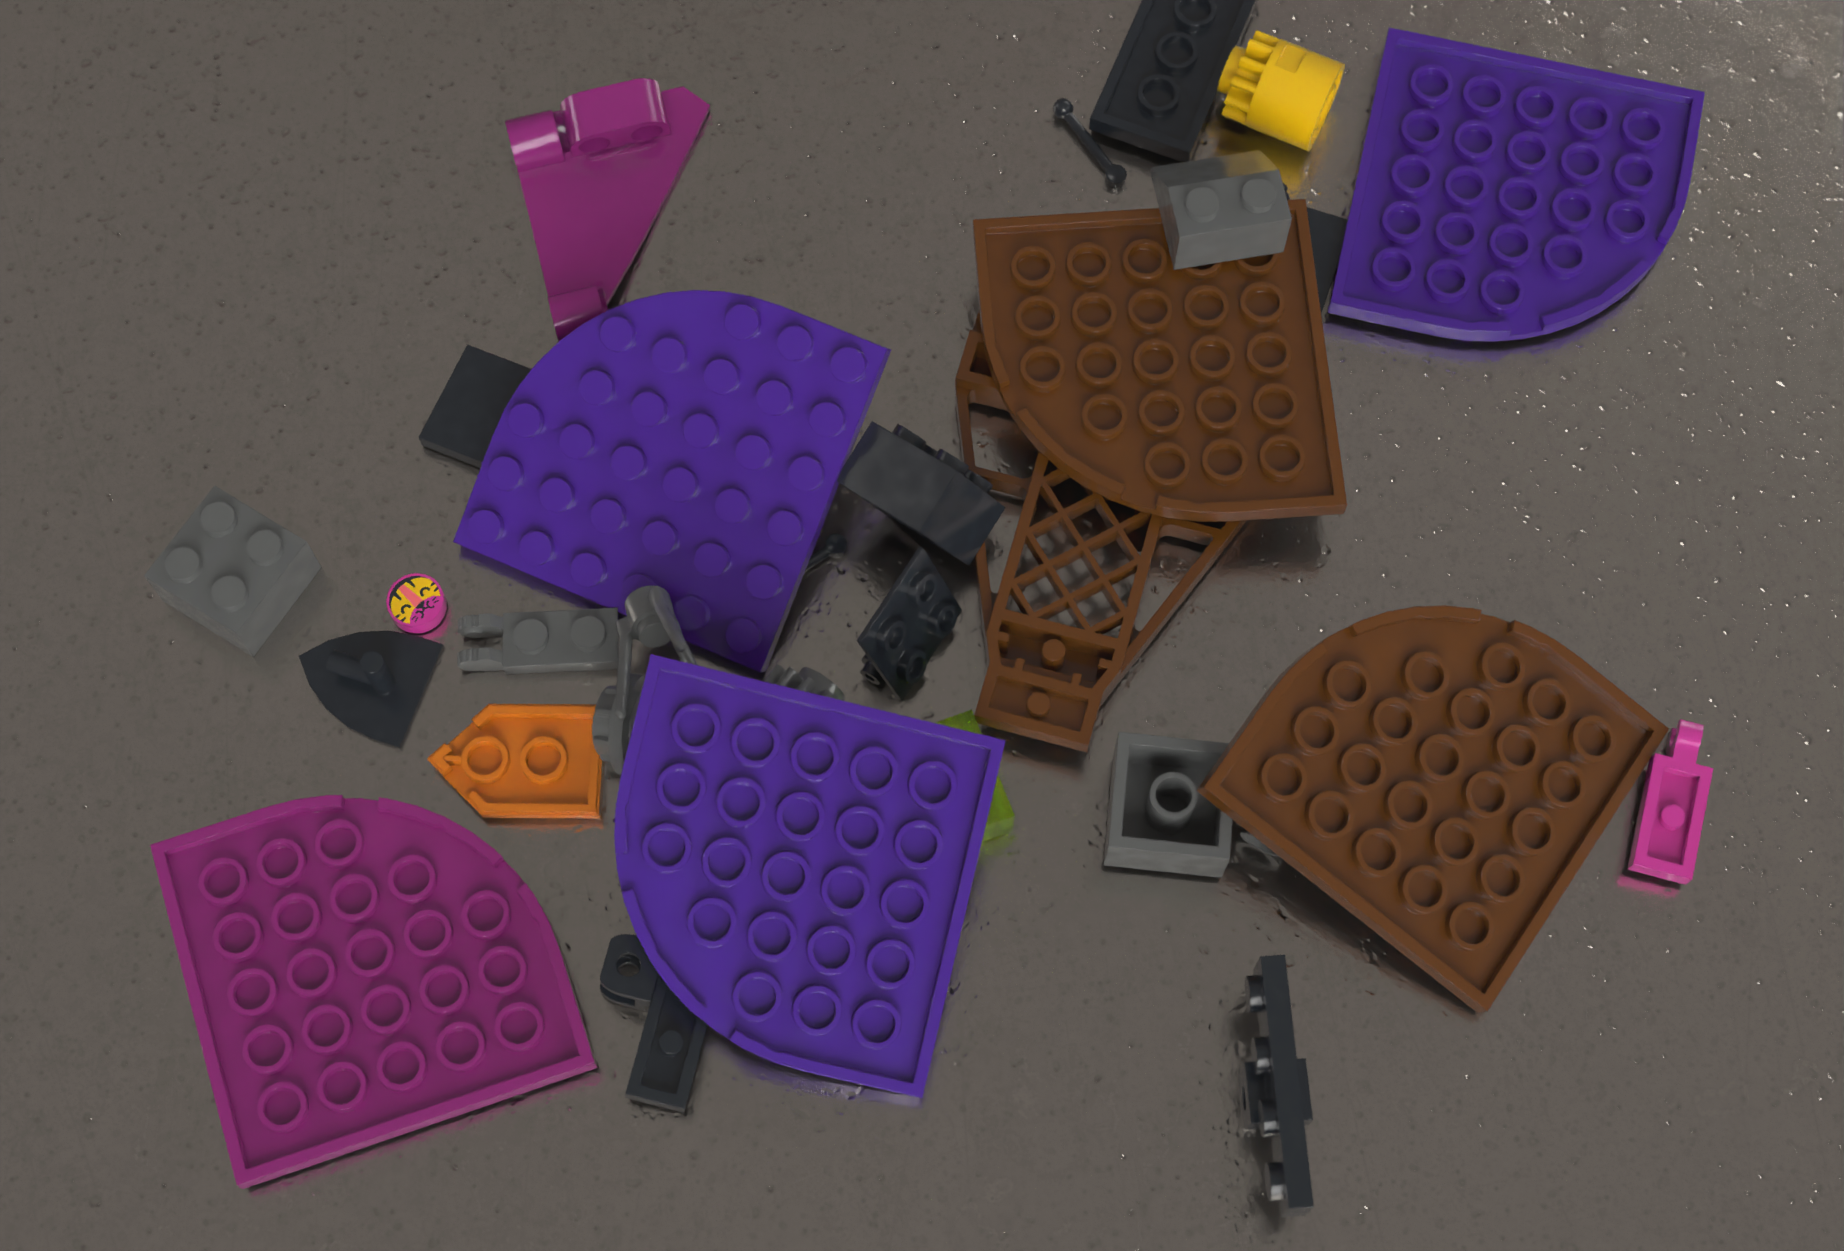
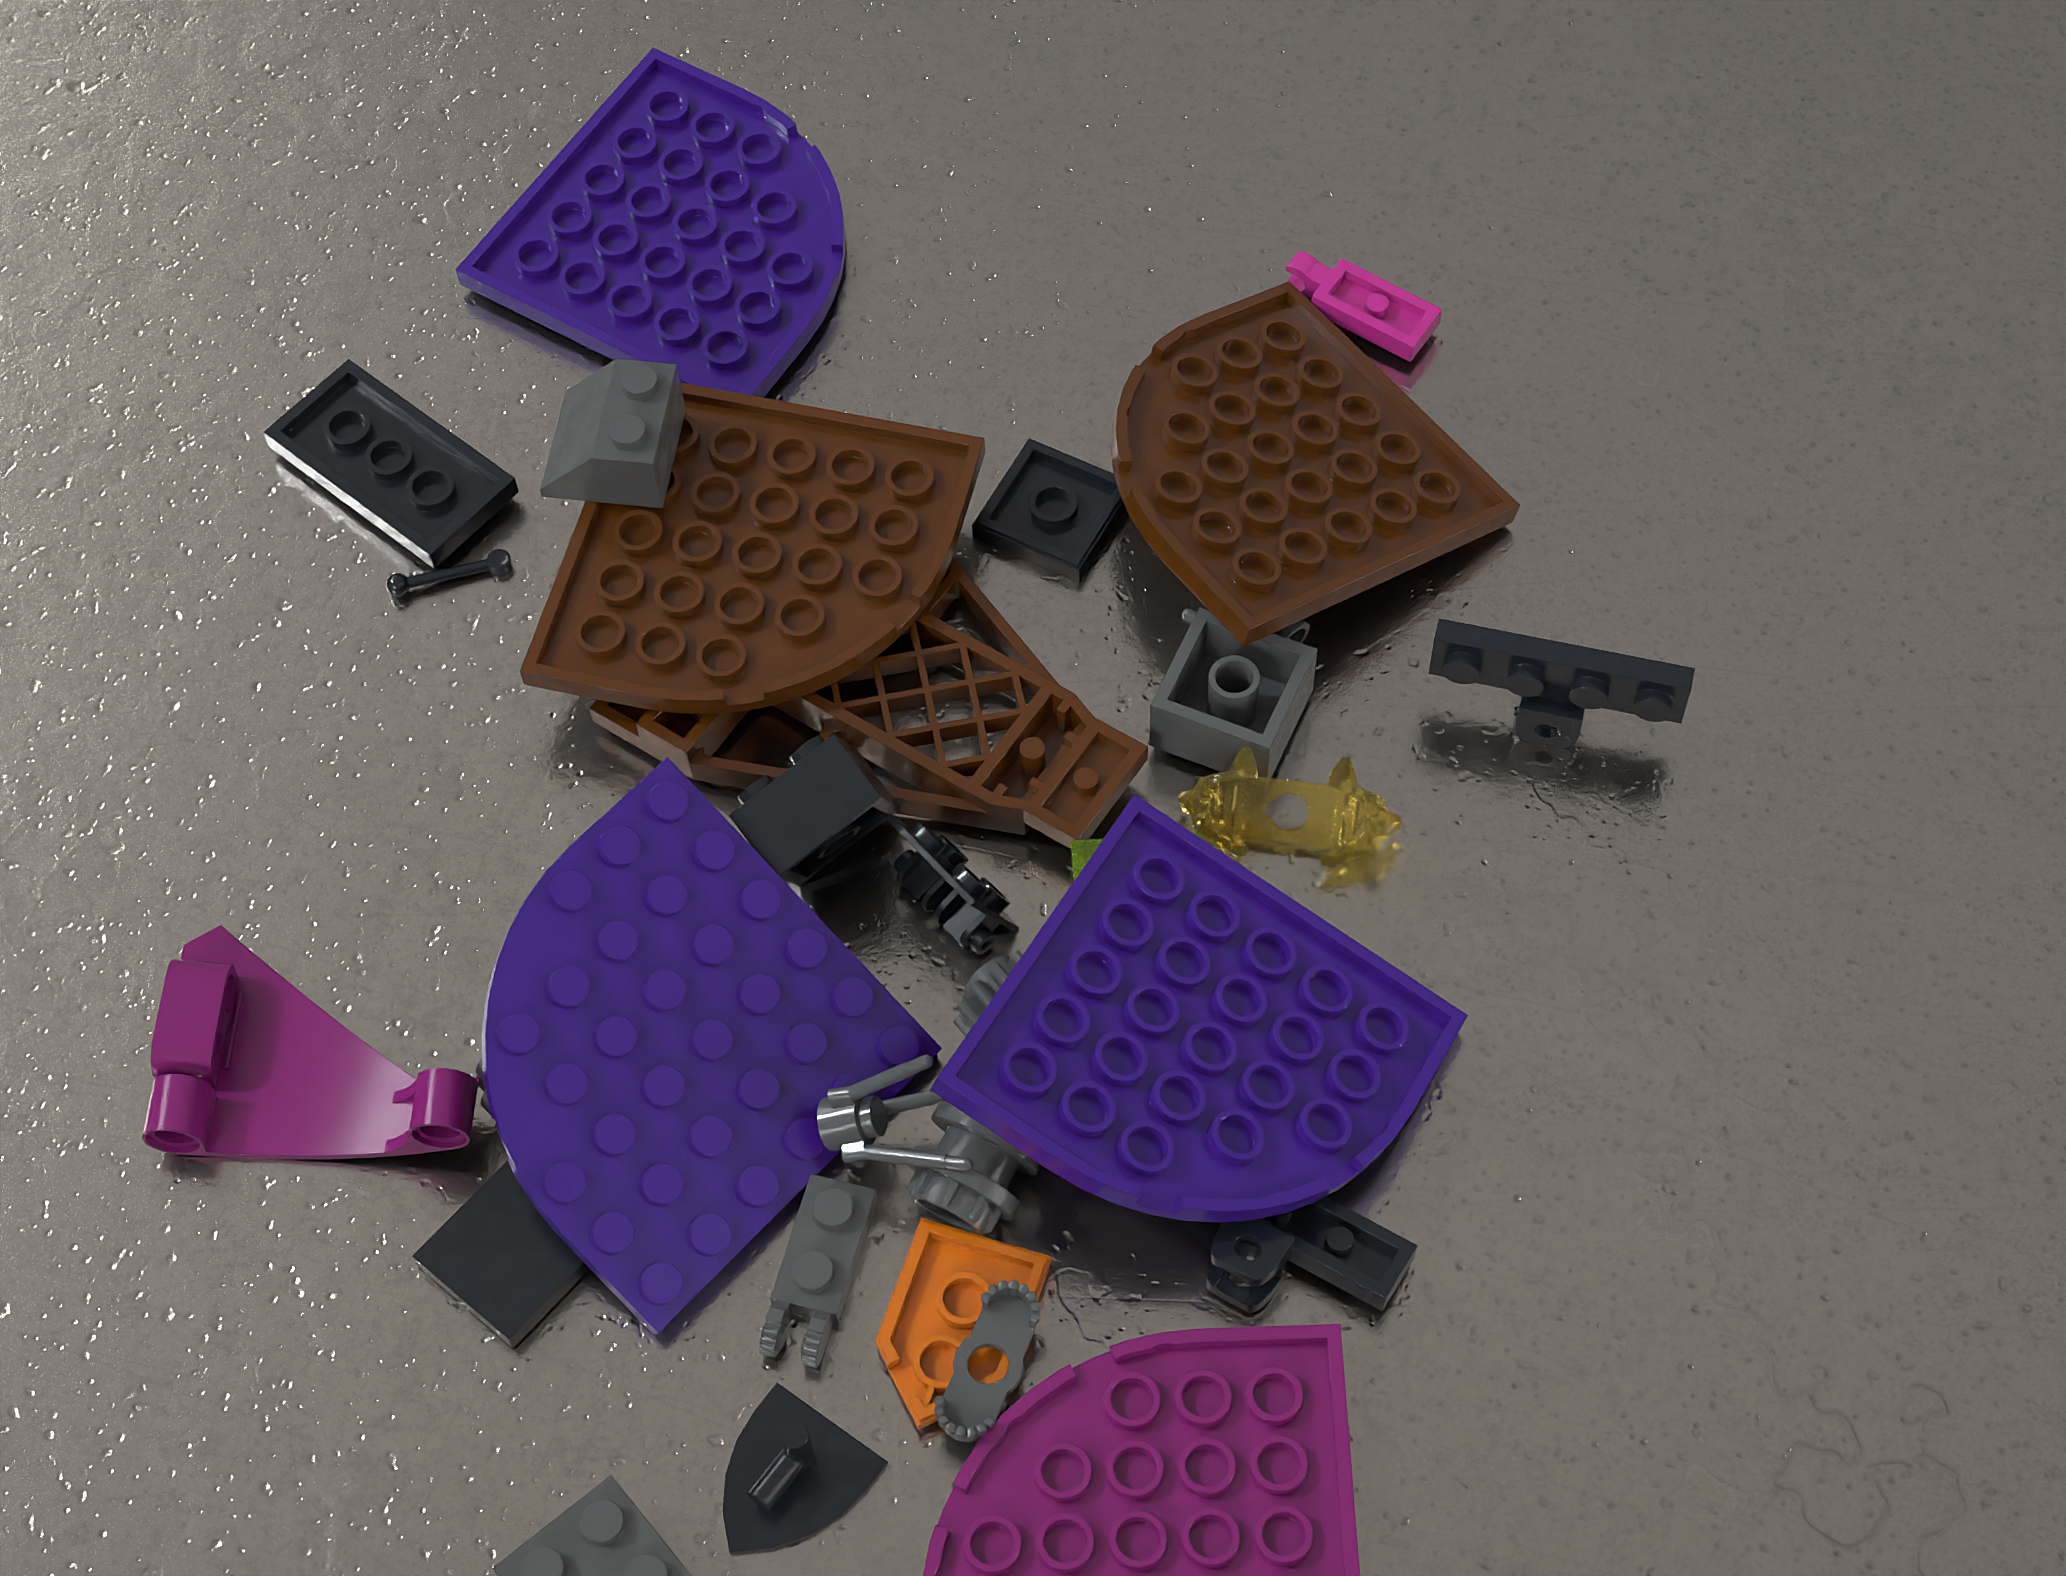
camera: 70 degrees left, 10 degrees down
(416, 603) = (717, 1396): tile -> none
(448, 789) = (1006, 1324): none -> dark grey piece
(1067, 842) = (1339, 817): none -> clear yellow piece
(1280, 89) = (486, 373): yellow gear -> none
(1328, 589) = (1051, 510): none -> black tile

